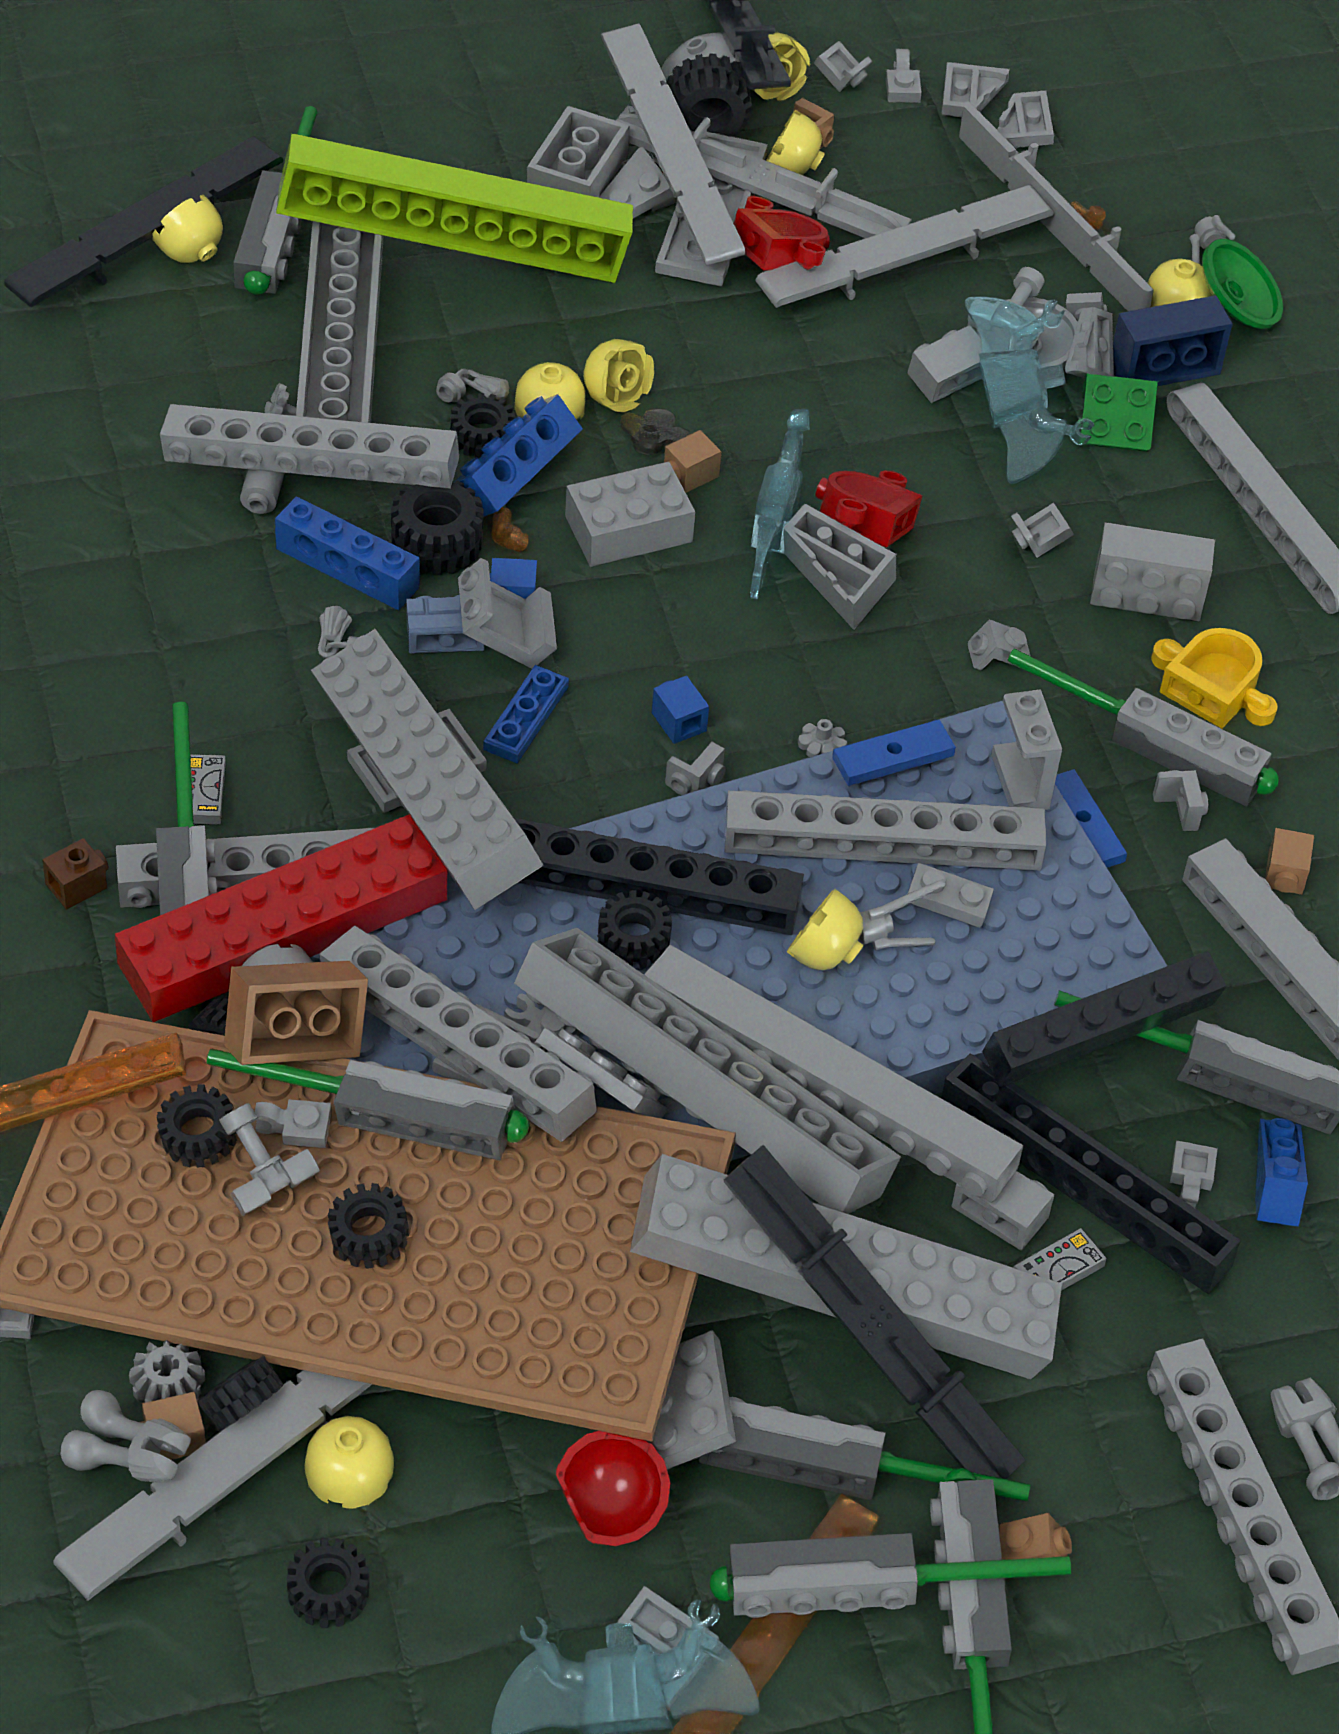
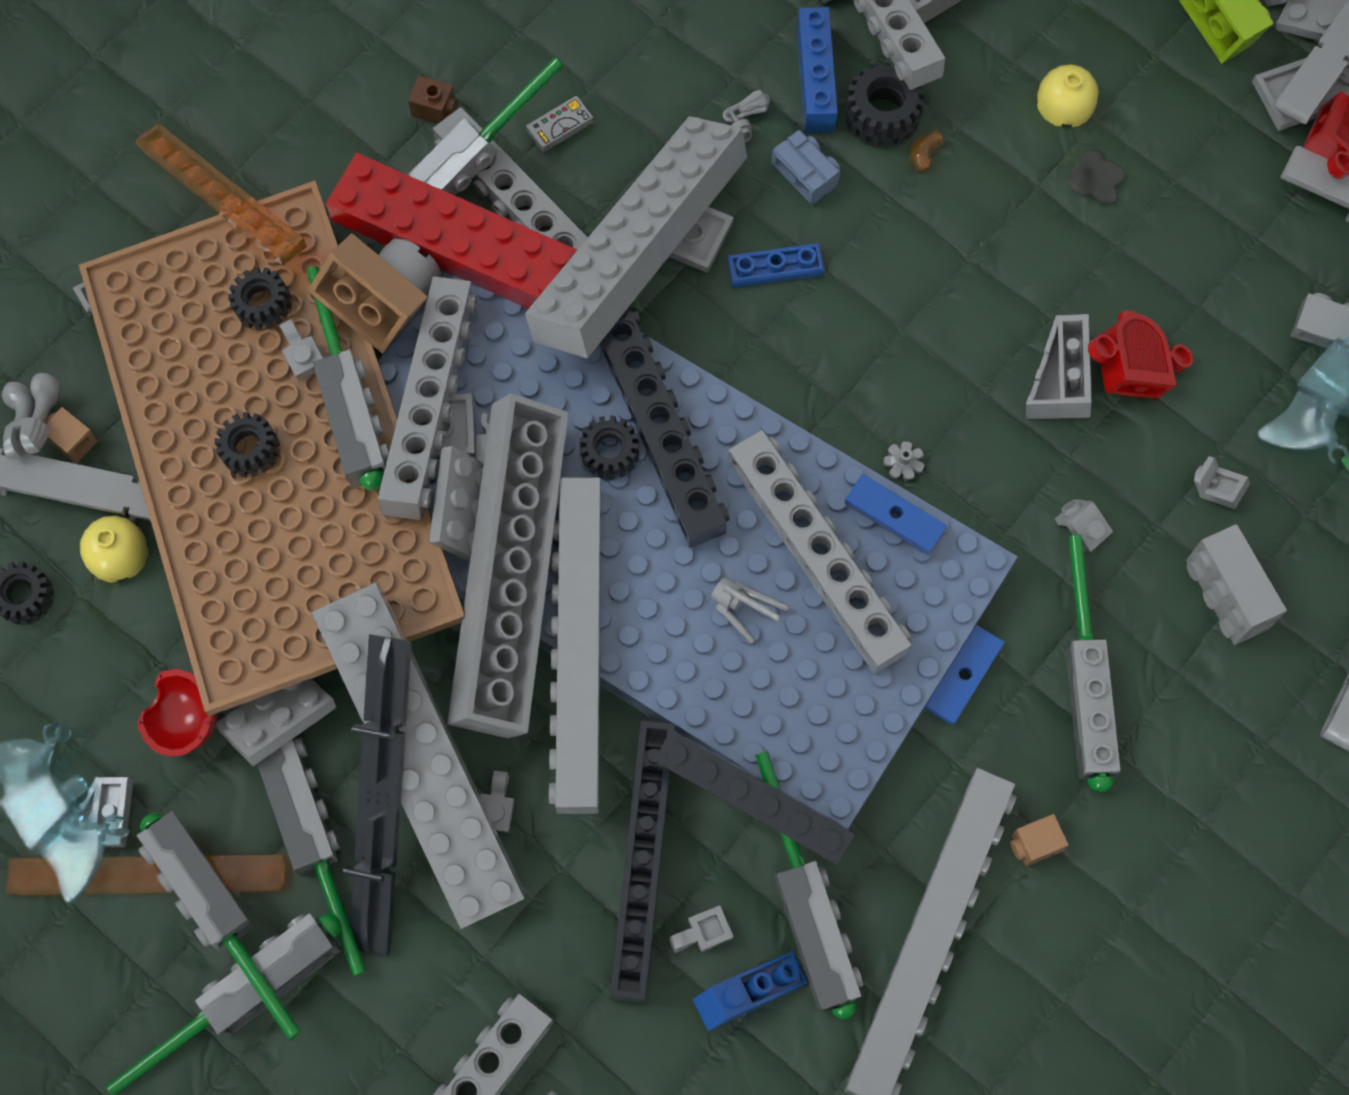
camera: 60 degrees right, 20 degrees up
(166, 1372) = (89, 405): light grey gear -> none
(240, 1393) = (104, 455): black tyre -> none
(270, 1173) = (248, 362): light grey bar -> none
(452, 386) = (1045, 54): light grey piece -> none
(475, 412) = (1004, 57): black tyre -> none
(505, 620) = (832, 196): light grey panel -> none
(515, 575) = (874, 183): blue brick -> none
(520, 452) = (1033, 120): blue brick -> none
(618, 374) = (1120, 122): light yellow cylinder -> none
(629, 513) = (999, 212): light grey brick -> none
(680, 709) = (850, 354): blue brick -> none
(694, 460) = (1083, 219): medium nougat brick -> none
(703, 773) = (805, 405): light grey bracket -> none
(778, 498) = (1087, 294): clear light blue torso -> none
(829, 934) = (691, 572): light yellow cylinder -> none
(958, 899) = (797, 628): light grey plate -> none
(1014, 1213) = (584, 832): light grey brick -> none
(1032, 762) = (951, 600): light grey panel -> none
(1034, 1538) = (325, 1002): medium nougat bracket -> none
(1065, 1260) = (563, 886): light grey tile -> none
(1185, 790) = (1042, 739): light grey bracket -> none
(1215, 676) = (1180, 687): yellow piece -> none

